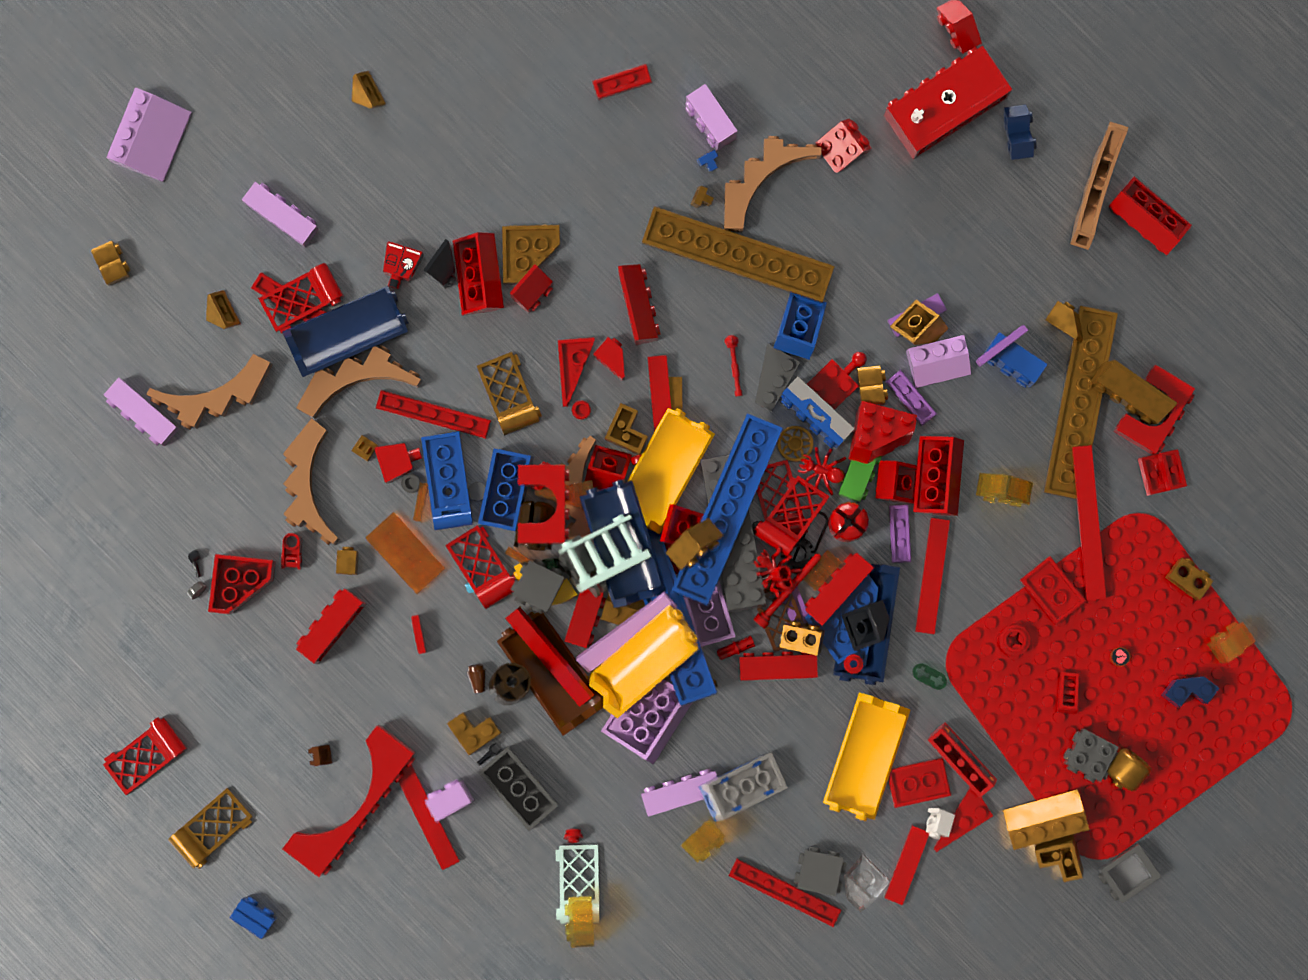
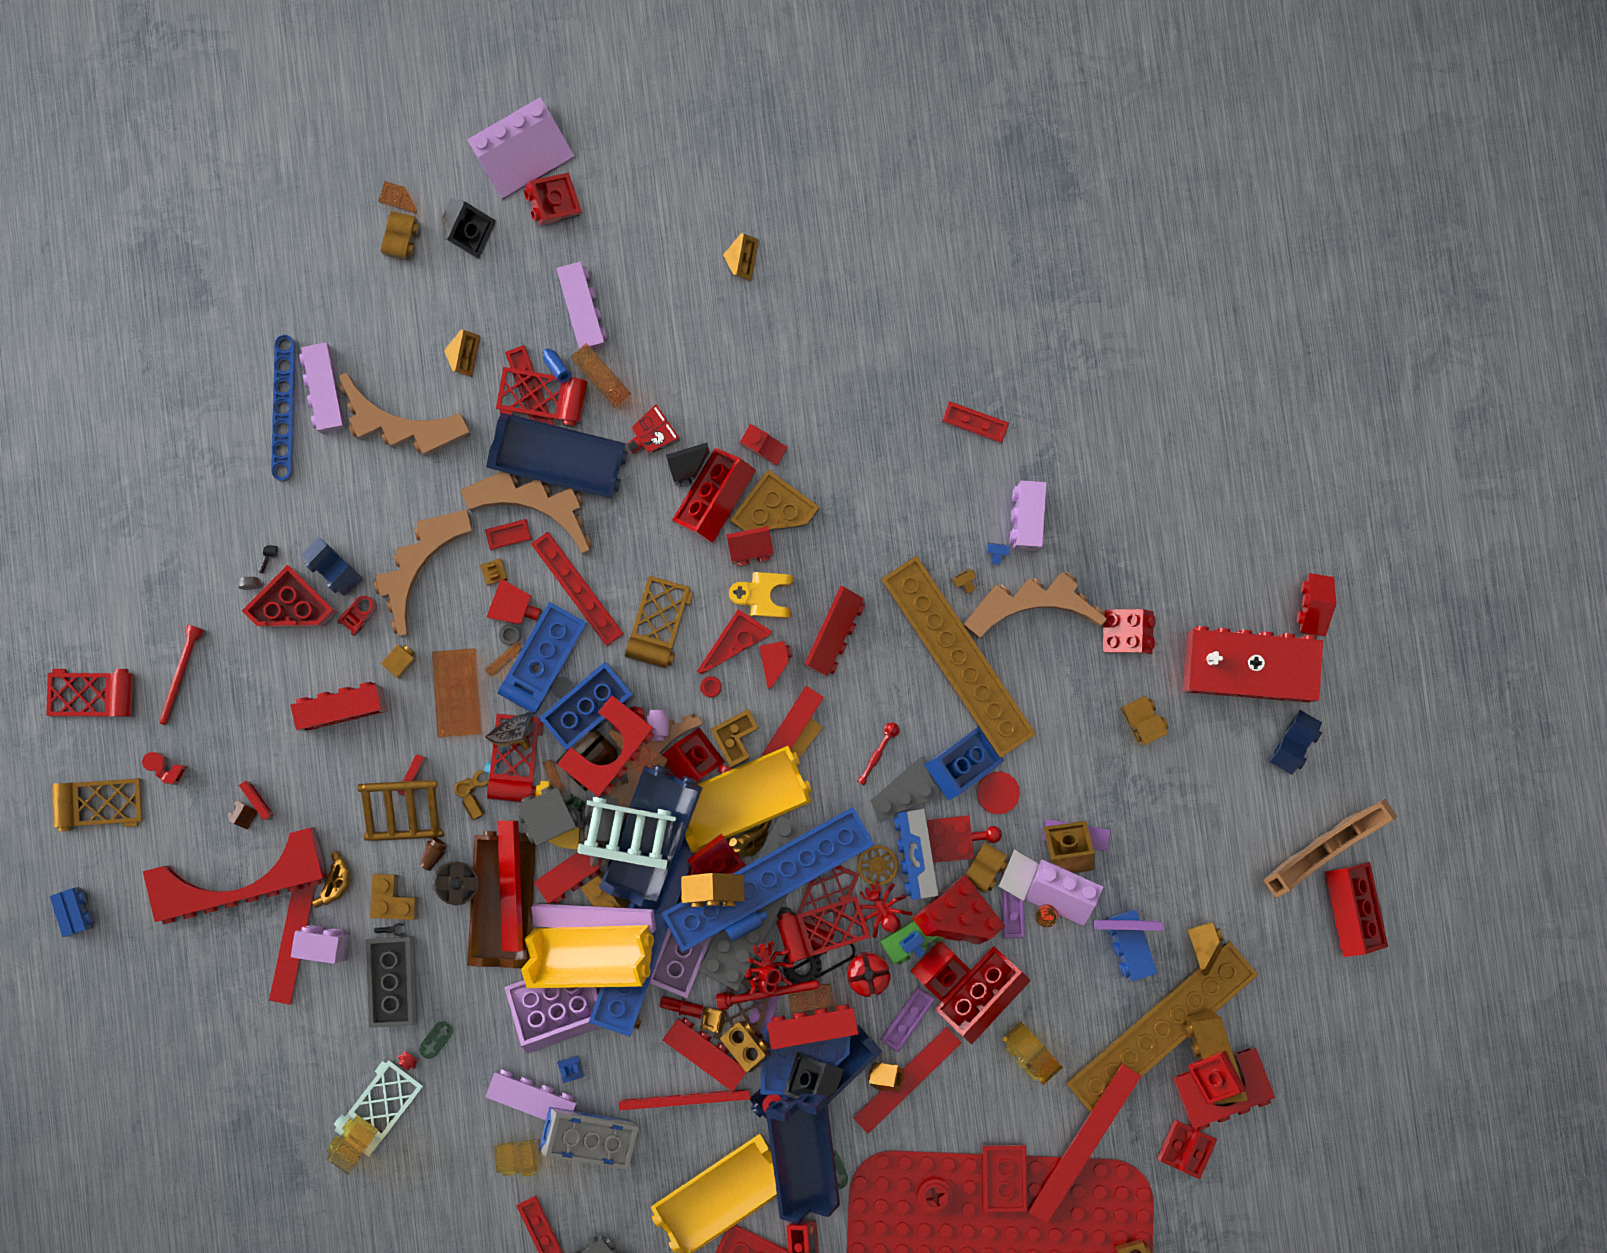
camera: 35 degrees right, 0 degrees up
(87, 237) = (397, 197): none -> clear orange tile
(117, 441) = (278, 398): none -> blue beam
(153, 219) = (466, 226): none -> black slope
(185, 657) = (192, 635): none -> red piece
(199, 153) = (552, 199): none -> red plate
(231, 766) = (158, 762): none -> red leg
(246, 532) = (331, 566): none -> dark blue brick
(295, 268) = (556, 365): none -> blue cylinder
(323, 737) = (256, 800): none -> red tile
(333, 251) = (600, 375): none -> clear orange slope
(354, 414) = (508, 534): none -> red tile
(424, 643) = (408, 787): none -> pearl gold bar
(425, 751) = (336, 882): none -> pearl gold piece
(464, 616) = (470, 803): none -> pearl gold bar
(466, 548) = (512, 731): none -> shield
(485, 212) = (763, 445): none -> red arch
(565, 319) = (759, 594): none -> yellow piece
(565, 458) = (660, 721): none -> lavender brick
(576, 805) = (432, 1036): none -> clear green beam
(692, 752) = (570, 1069): none -> blue tile
(694, 494) = (750, 841): none -> pearl gold piece
(737, 552) = (745, 925): none -> blue cylinder
(764, 639) = (713, 1019): none -> pearl gold tile
(788, 709) = (684, 1099): none -> red tile
(839, 328) = (998, 792): none -> red tile
(862, 476) = (913, 942): none -> blue tile
(898, 373) = (1018, 875): none -> white sticker
(902, 199) = (1143, 721): none -> pearl gold brick
(902, 682) = (803, 1157): none -> dark blue cylinder
(916, 584) = (886, 1077): none -> brick
(940, 386) = (1046, 915): none -> clear orange tile
(1144, 404) = (1216, 1077): none -> red tile

